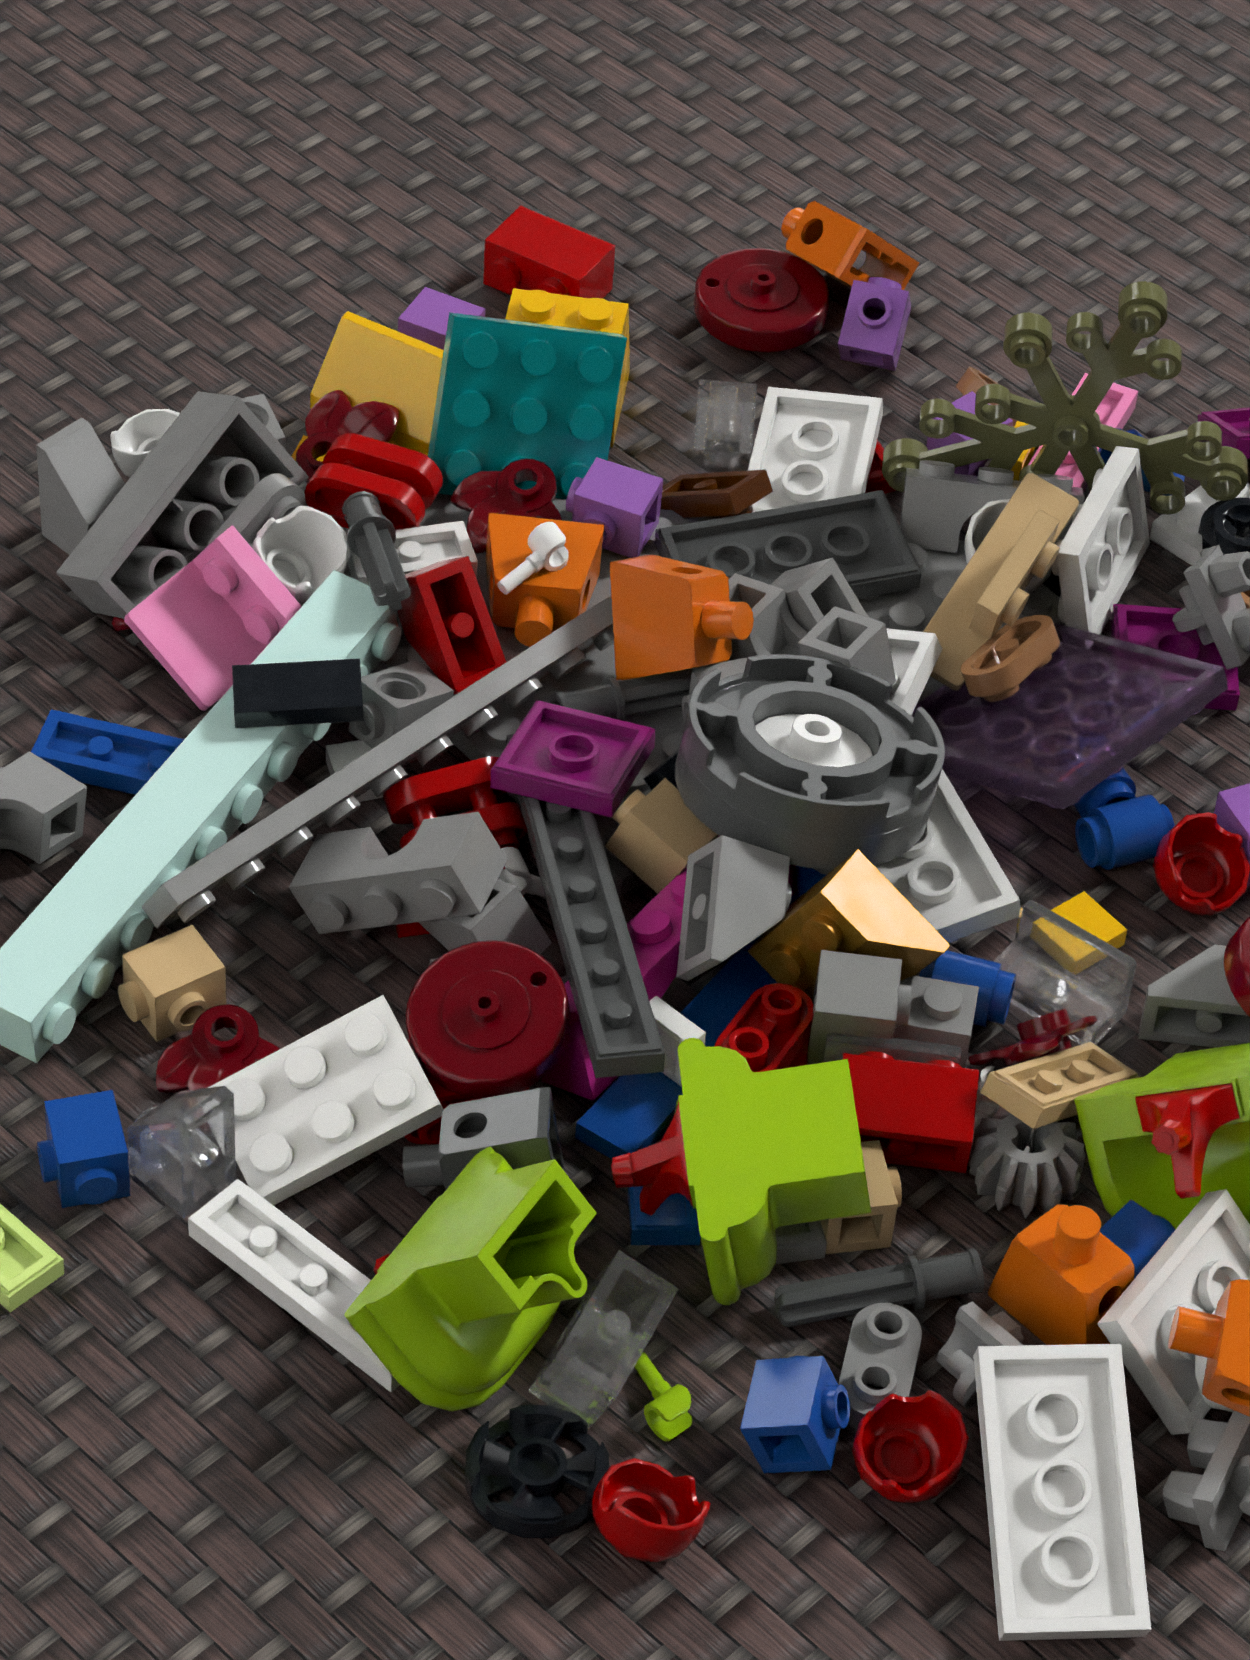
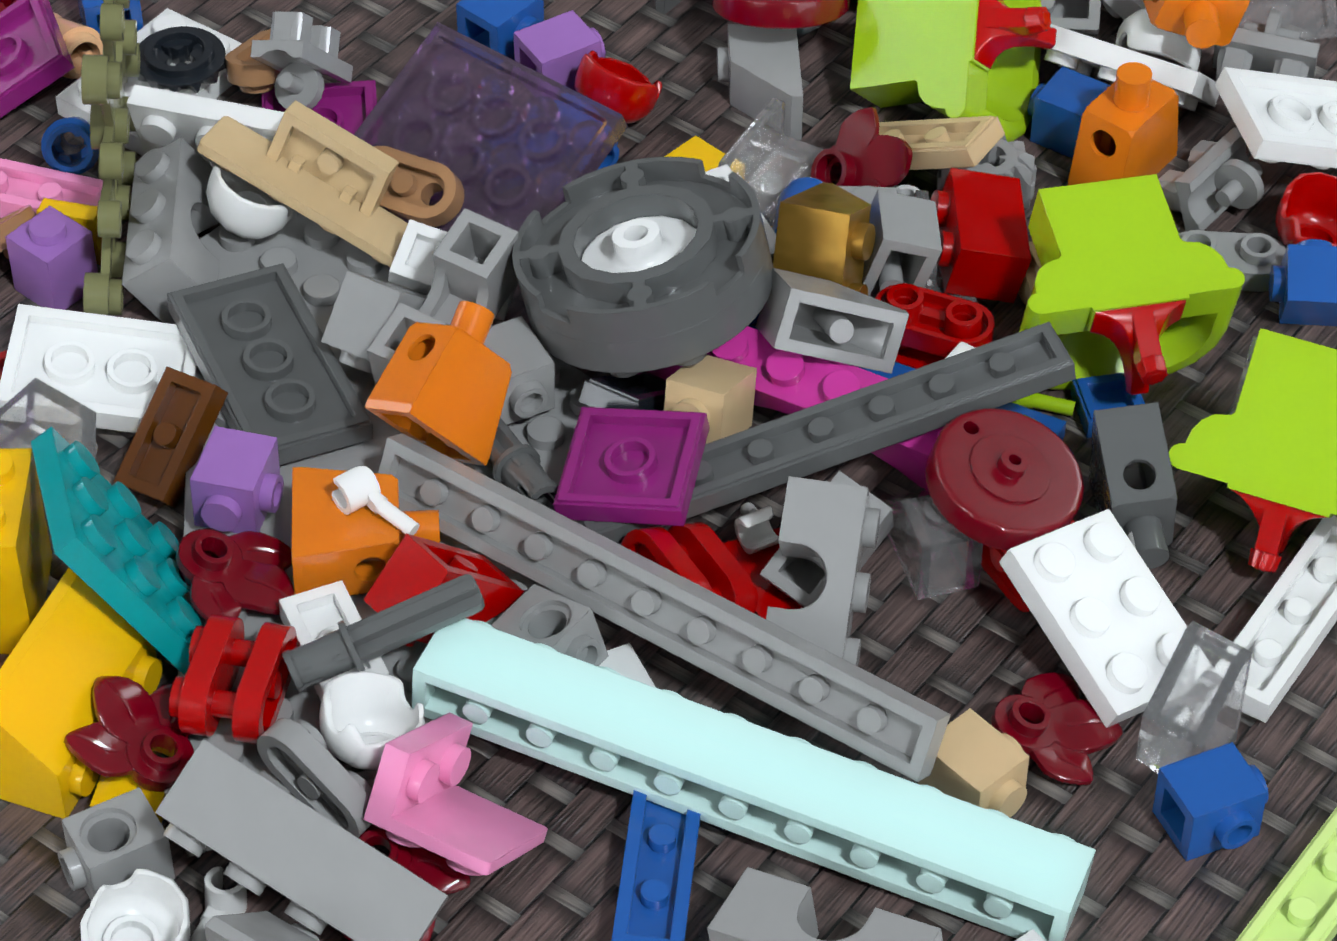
camera: 95 degrees left, 0 degrees up
(297, 693) = (616, 669): black tile -> none

